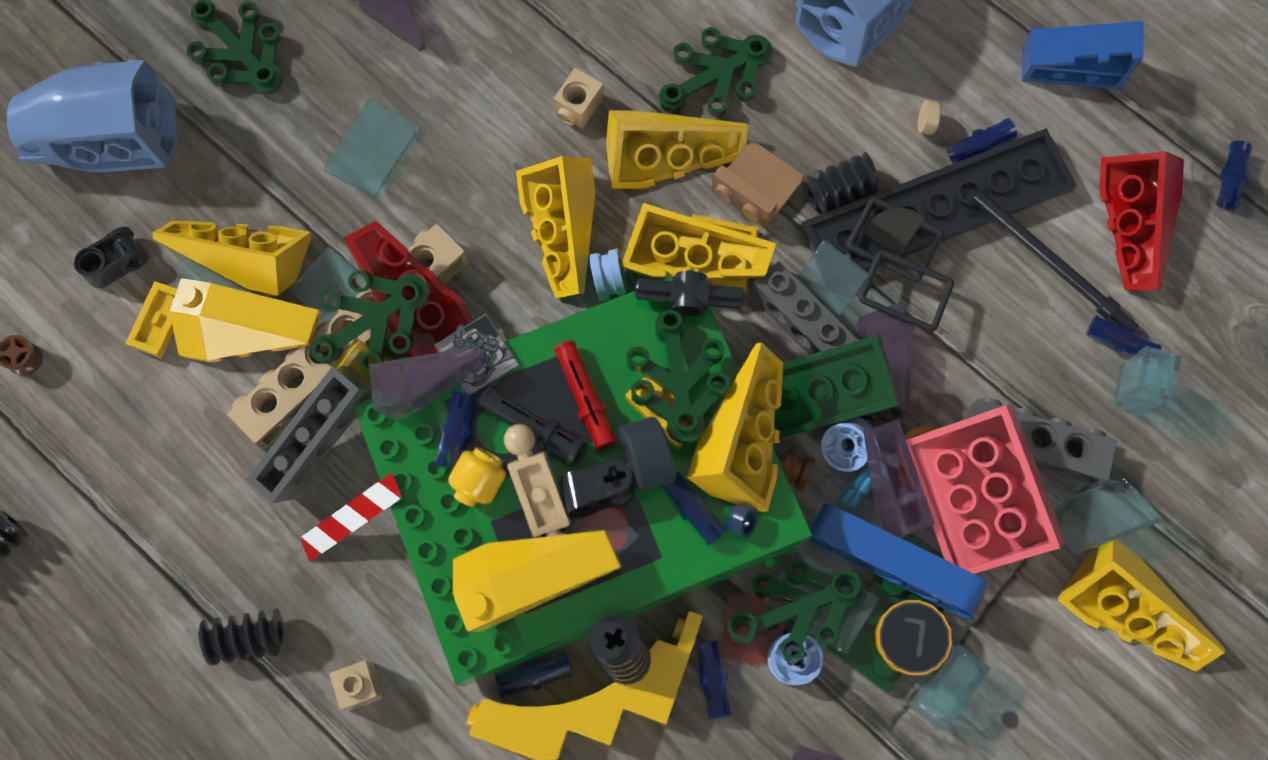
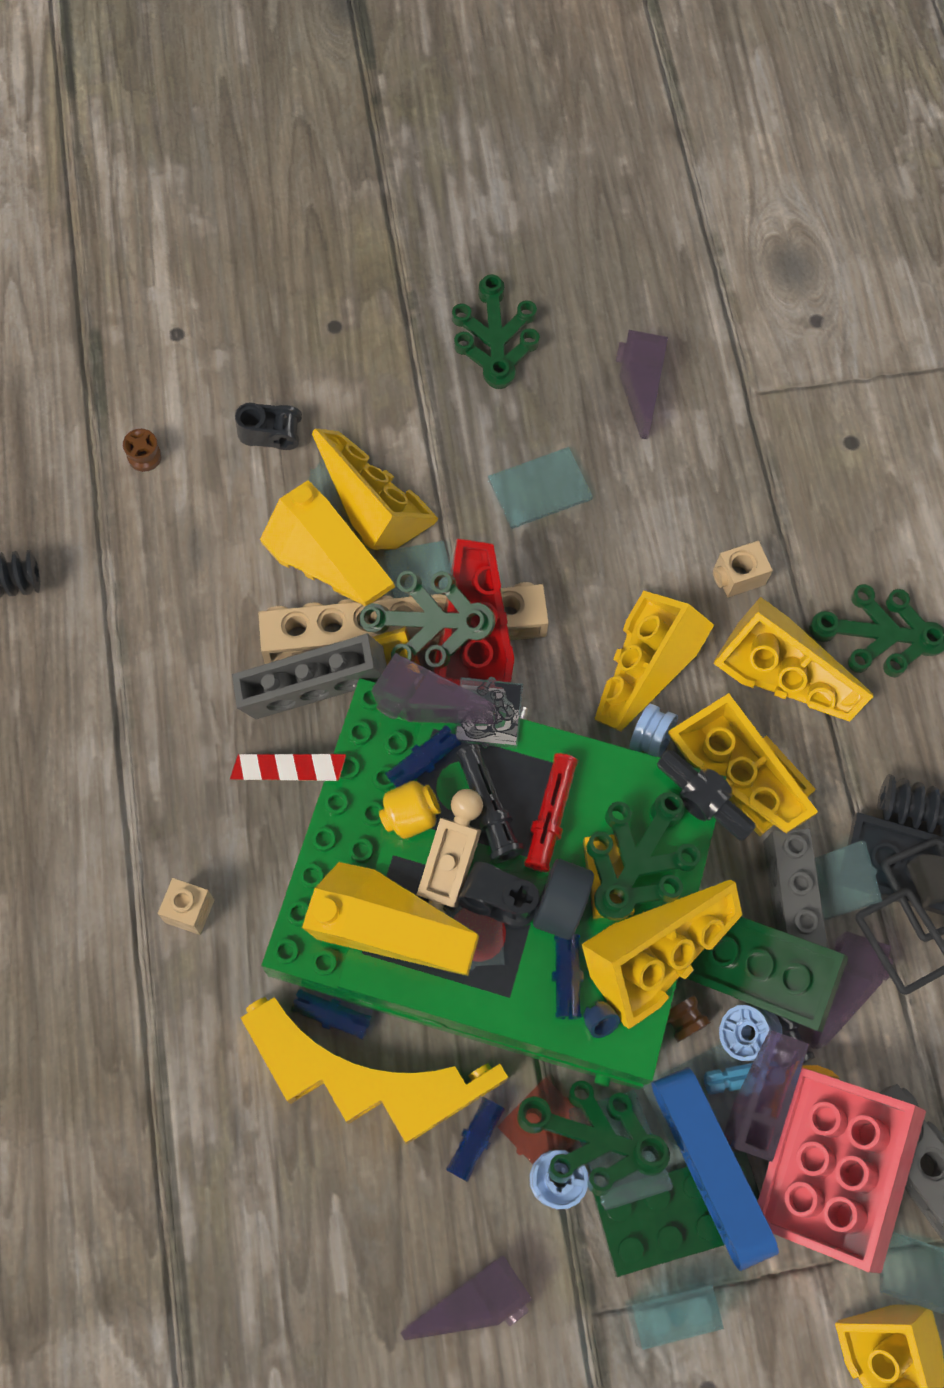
camera: 35 degrees right, 5 degrees down
(96, 119) = (342, 311): medium blue animal -> none
(154, 323) = (259, 501): yellow plate -> none
(242, 639) = (129, 799): black piece -> none
(620, 650) = (415, 1047): black piece -> none
(756, 183) = (842, 751): medium nougat bracket -> none
(913, 637) = (676, 1246): black tile -> none

